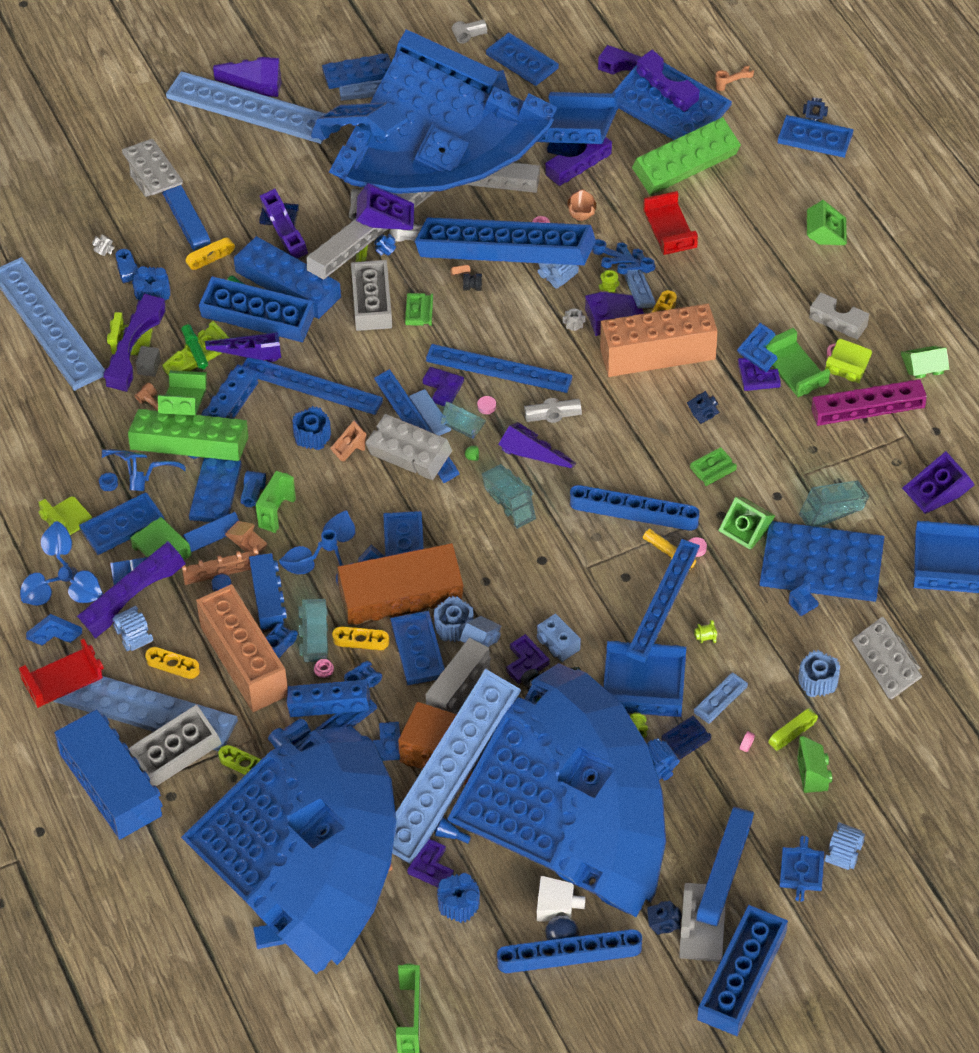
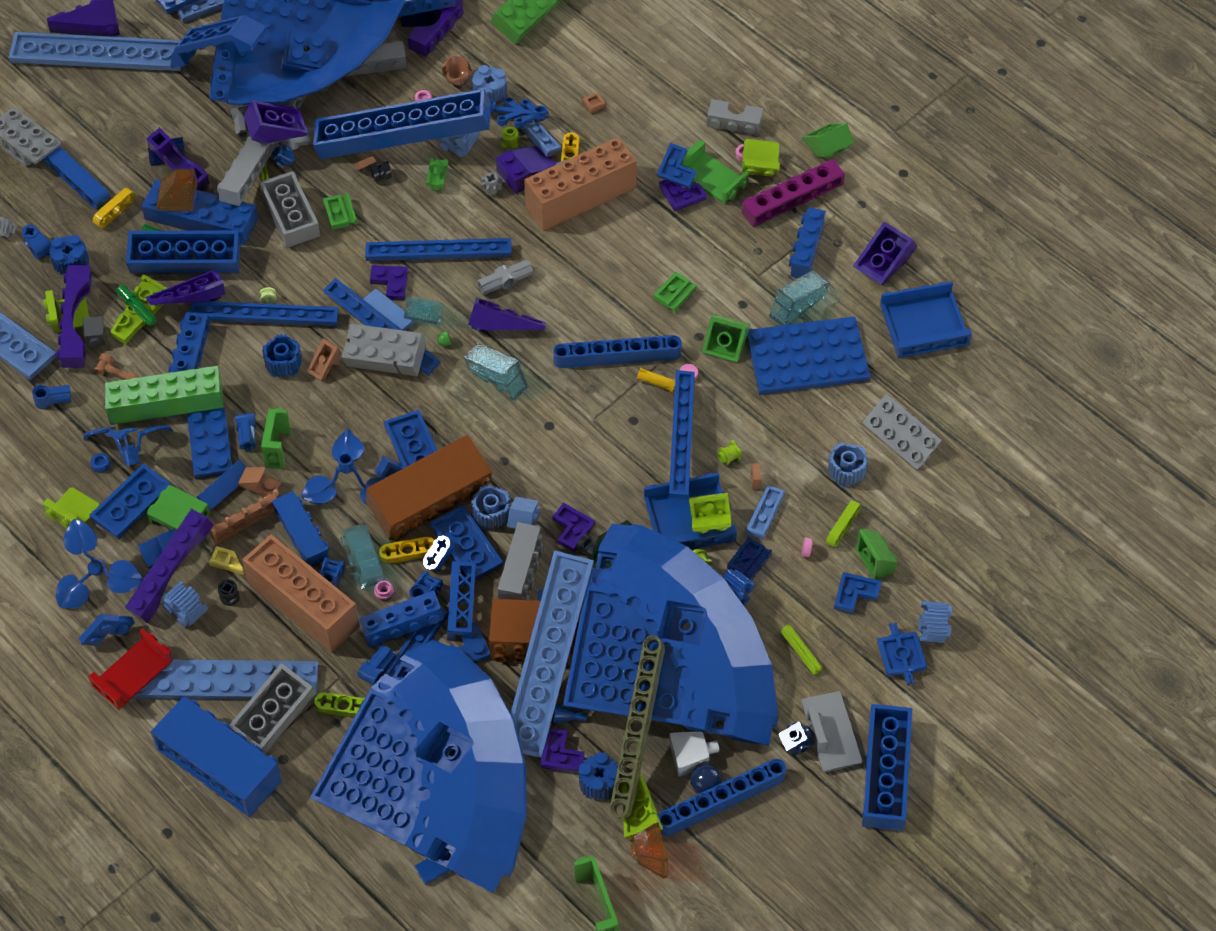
camera: 20 degrees left, 5 degrees up
(80, 408) = (46, 396): none -> blue piece
(178, 630) = (228, 592): none -> black wheel
(178, 669) = (240, 632): yellow beam -> none
(184, 393) = (143, 355): bright green panel -> none
(187, 599) = (225, 560): none -> light yellow tile
(220, 581) = (251, 534): blue tile -> none
(271, 251) = (177, 191): none -> clear orange slope
(321, 369) = (268, 295): none -> yellowish green bush
(387, 648) = (438, 553): none -> beam
(387, 693) = (454, 601): none -> blue fence
(479, 979) = (650, 850): none -> clear orange slope
(484, 938) = (643, 811): none -> lime wing
(486, 405) = (439, 288): bright pink tile -> none
(507, 868) = (641, 736): none -> olive beam
(524, 297) = (437, 174): none -> bright green hips
(558, 637) = (595, 497): medium blue brick -> none
(609, 225) = (492, 80): none -> medium blue brick
(663, 681) = (710, 513): none -> lime bracket
(669, 223) = (544, 68): red panel -> none
(703, 407) = (645, 237): dark blue brick -> none
(704, 836) = (801, 649): none -> lime axle
(705, 269) = (594, 103): none -> nougat tile
(723, 661) = (755, 476): none -> nougat tile
(725, 866) = (833, 673): blue beam -> none
(778, 792) = (855, 586): none -> blue plate
(802, 600) = (804, 398): blue panel -> none
(826, 225) = (690, 33): bright green slope -> none
(864, 452) = (808, 242): none -> blue brick

